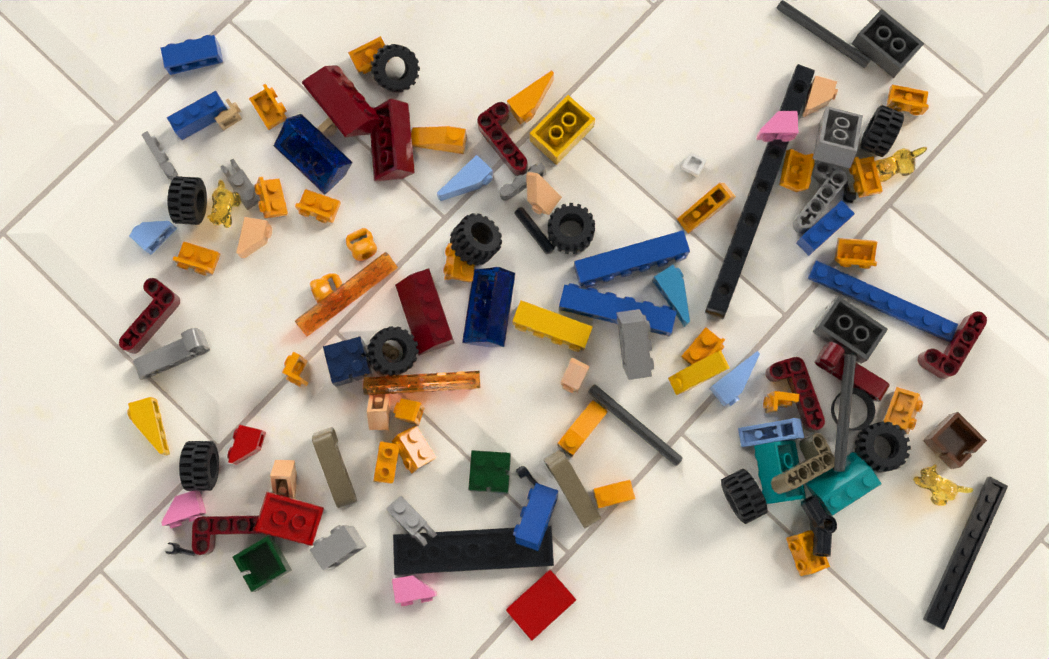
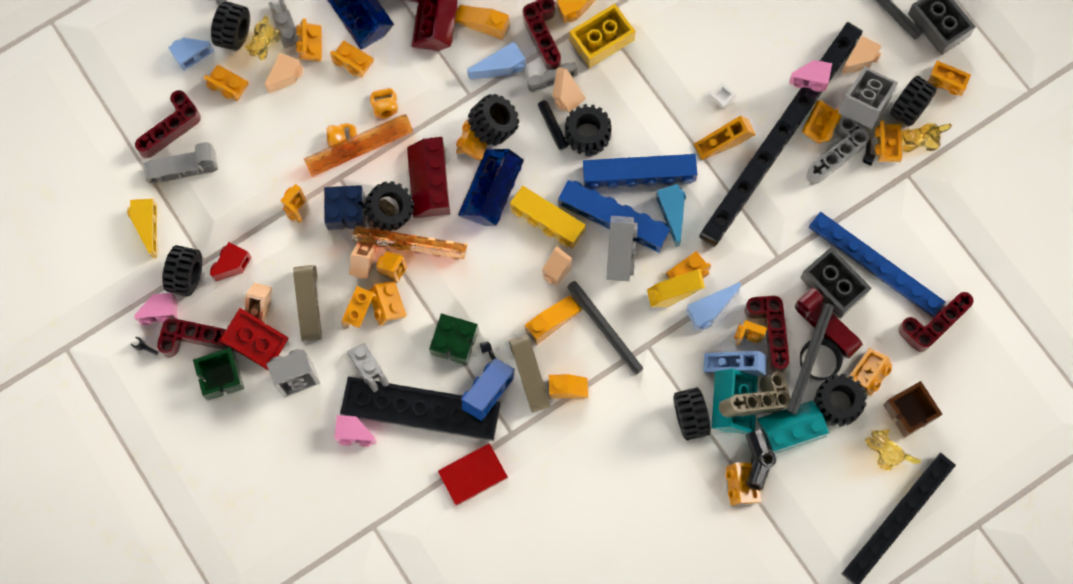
camera: 15 degrees right, 5 degrees down
(825, 228) = (836, 182): blue brick -> none
(856, 252) = (861, 211): light orange bracket -> none

